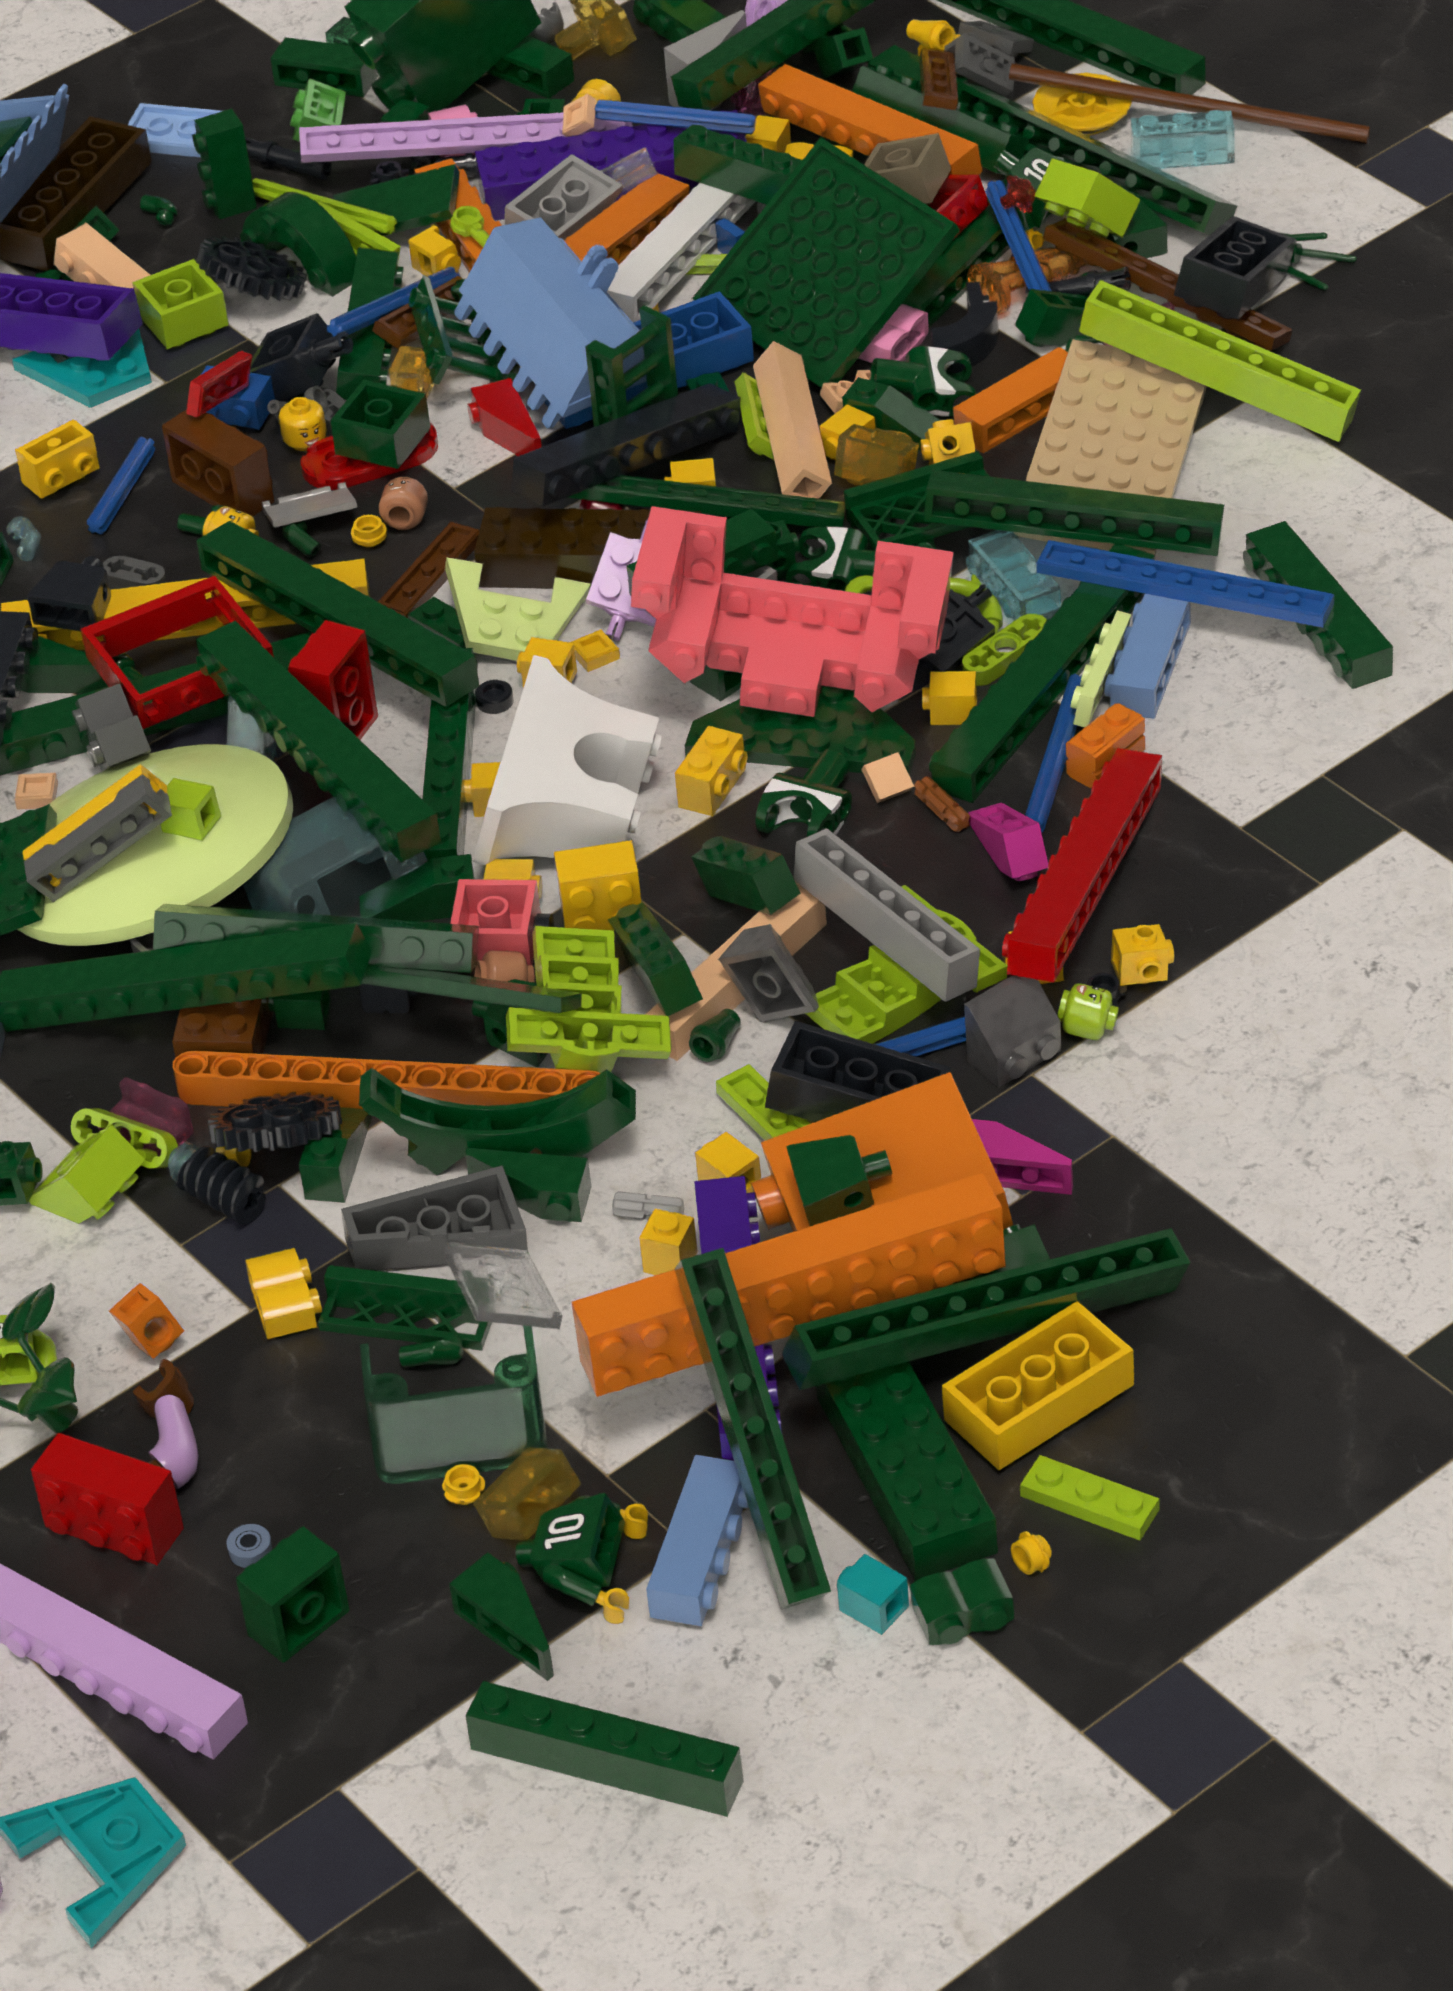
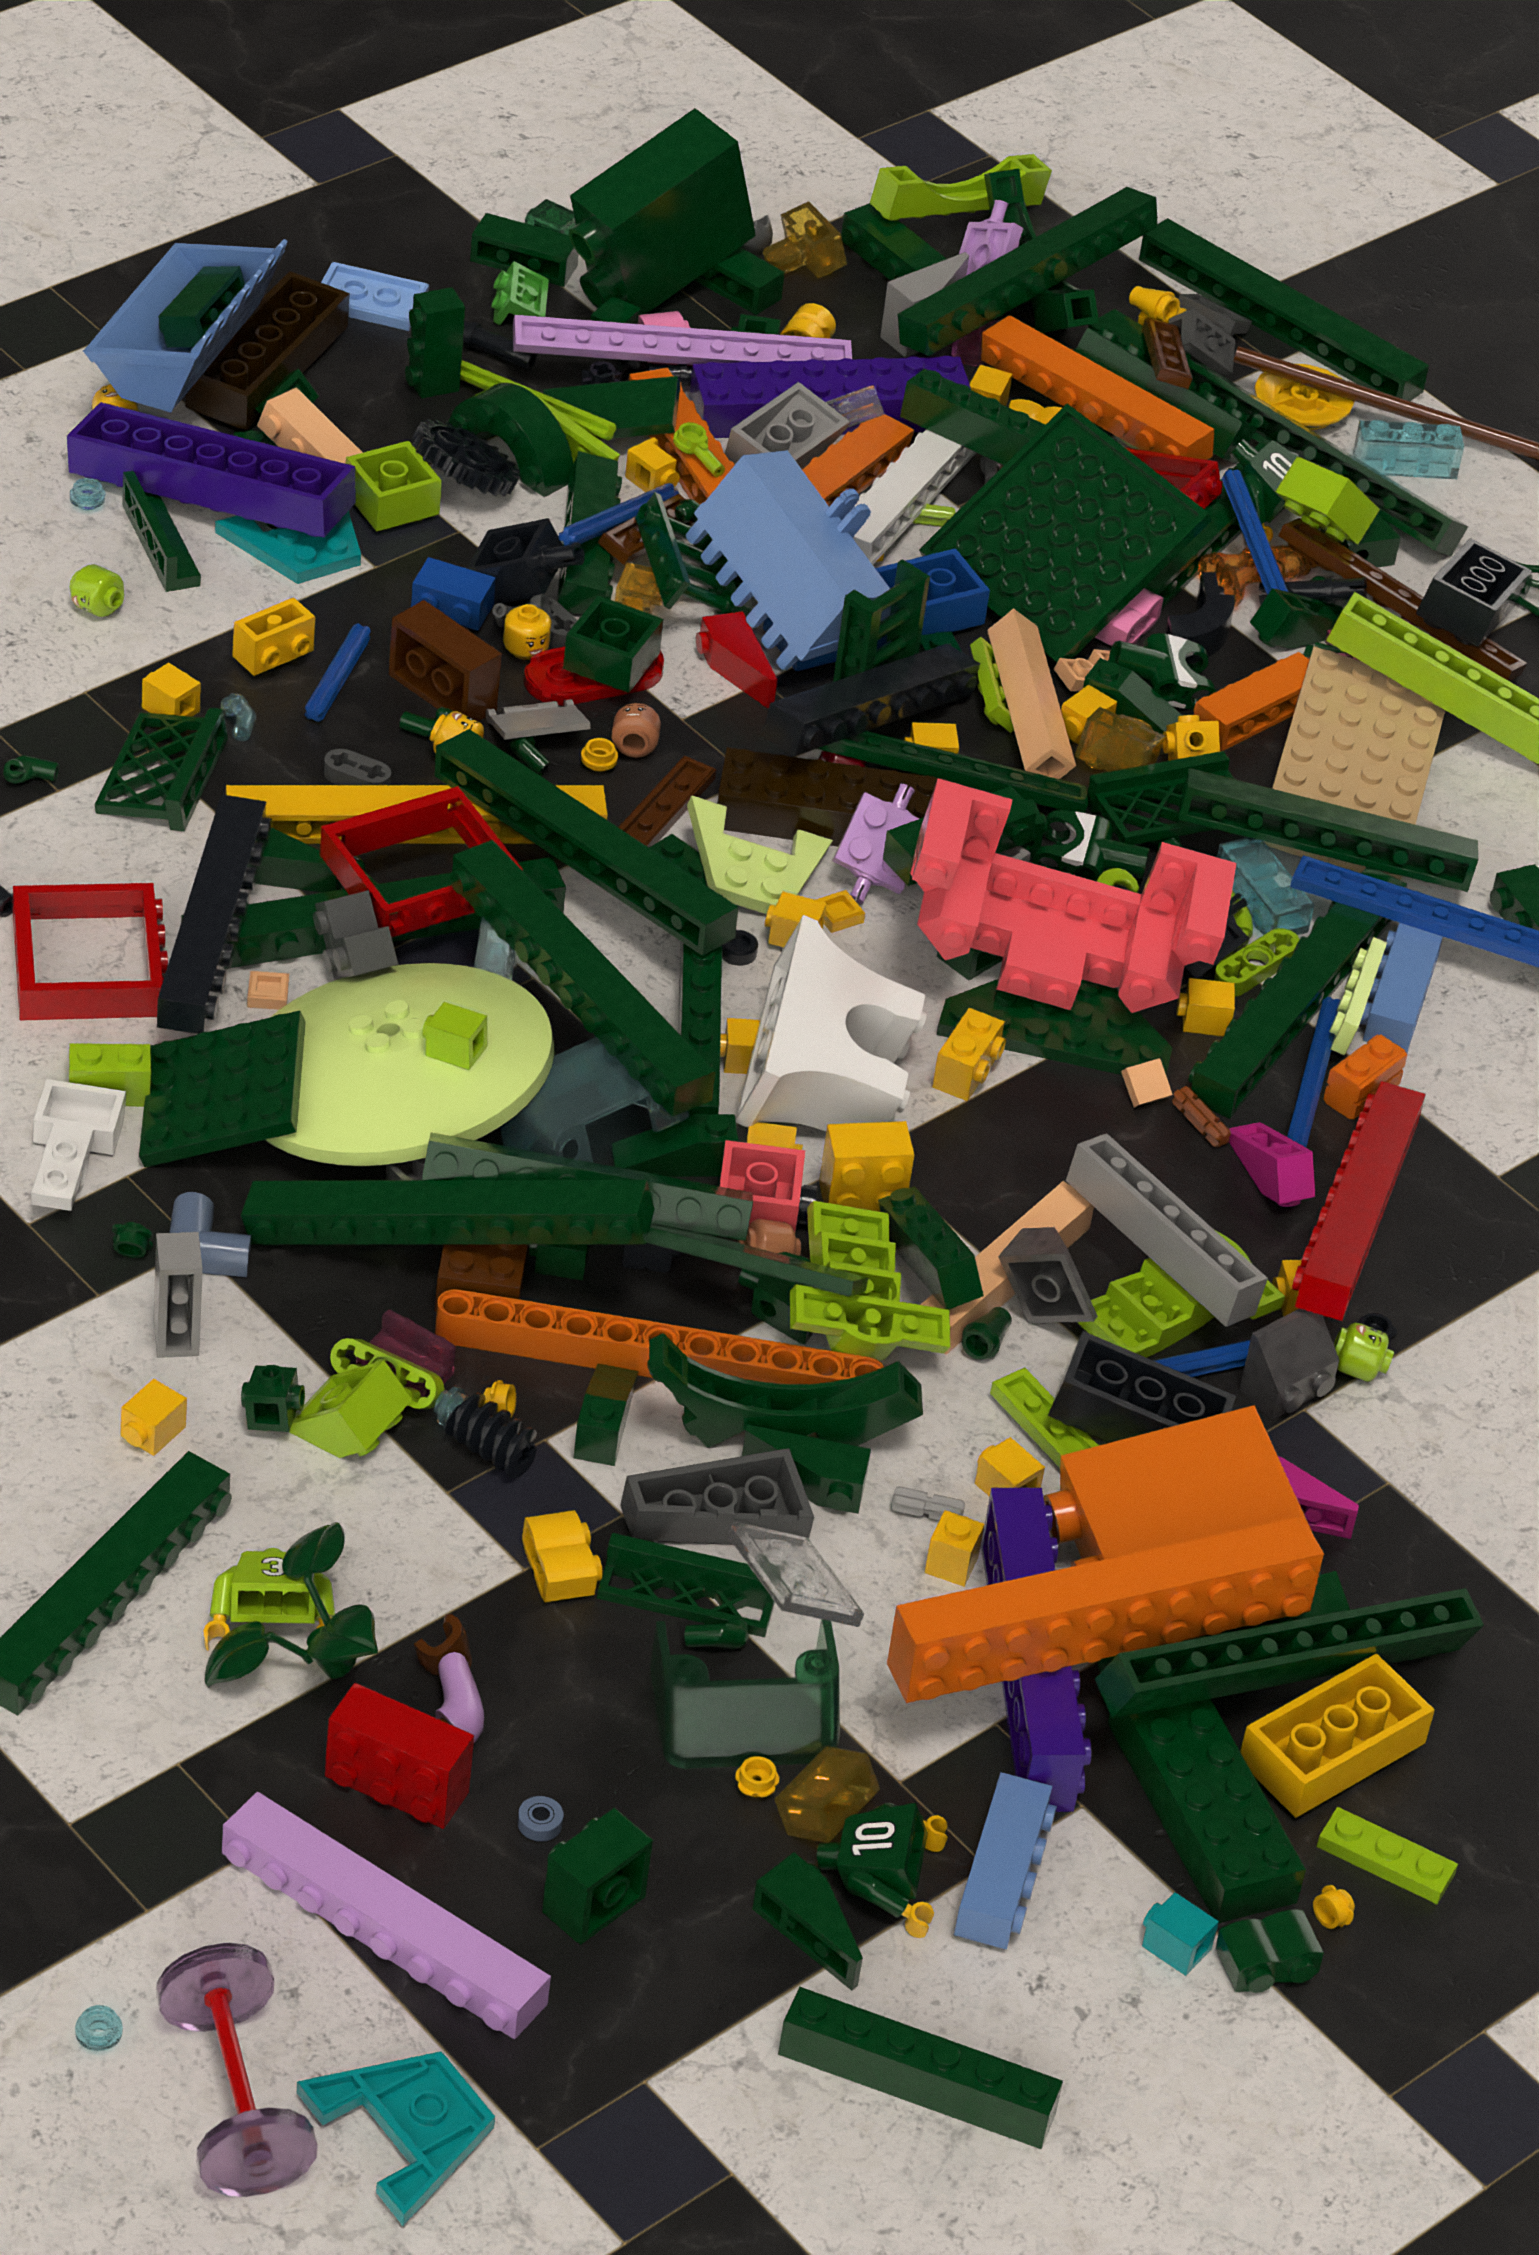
camera: 10 degrees left, 0 degrees up
(71, 595) = (305, 788): black torso -> none
(97, 833) = (363, 1050): dark grey piece -> none
(134, 1314) = (425, 1571): orange brick -> none
(162, 207) = (365, 379): dark green arm -> none
(219, 383) = (451, 581): red tile -> none
(274, 1121) = (549, 1375): black gear -> none
(339, 674) = (594, 900): red brick -> none
(579, 116) = (801, 341): light nougat tile -> none
(675, 116) = (900, 356): blue axle -> none
(727, 235) = (955, 490): blue tile -> none
(745, 874) = (1016, 1169): dark green brick -> none
(752, 1429) = (1074, 1755): dark green brick -> none
(808, 799) = (1069, 1095): dark green connector -> none
(835, 1176) = (1143, 1502): dark green torso -> none
(912, 164) = (1153, 439): dark tan brick -> none
(1019, 194) = (1259, 487): clear red plant -> none
(1141, 954) = (1413, 1298): yellow brick -> none

